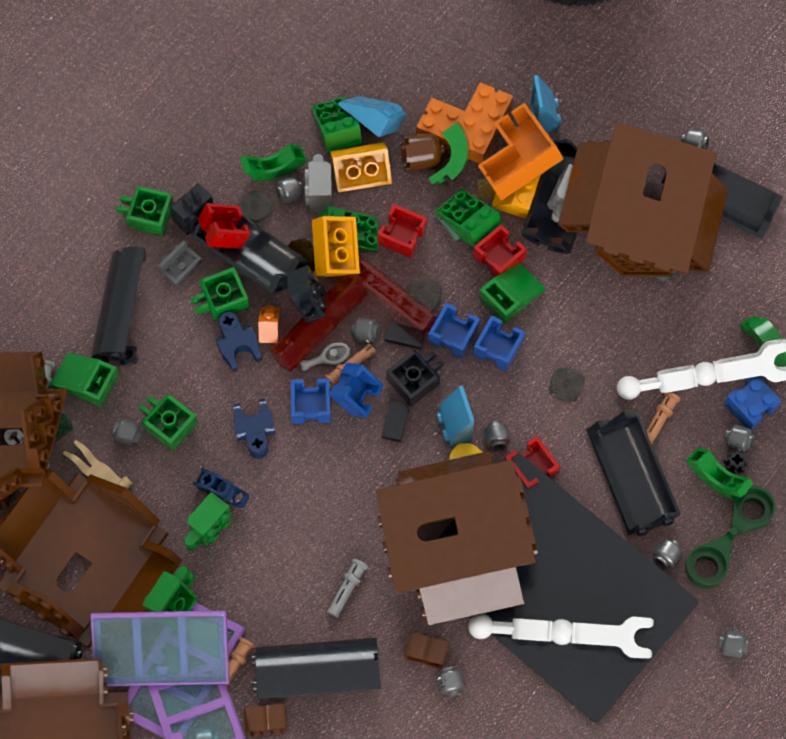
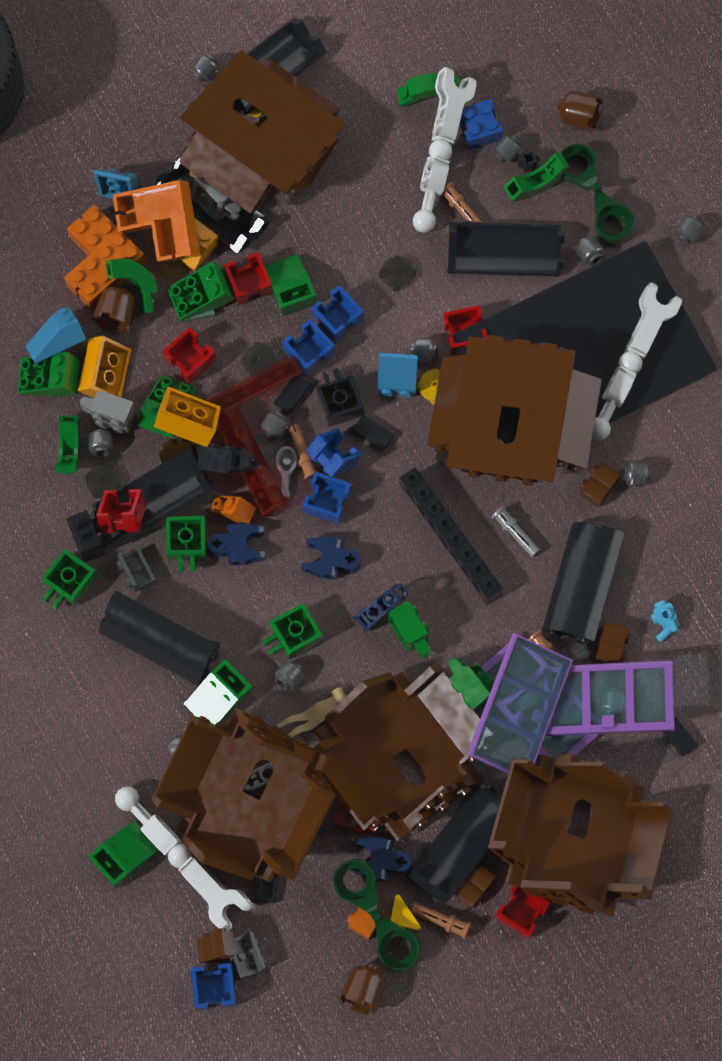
camera: 65 degrees left, 5 degrees up
(317, 528) = (451, 536): none -> black brick

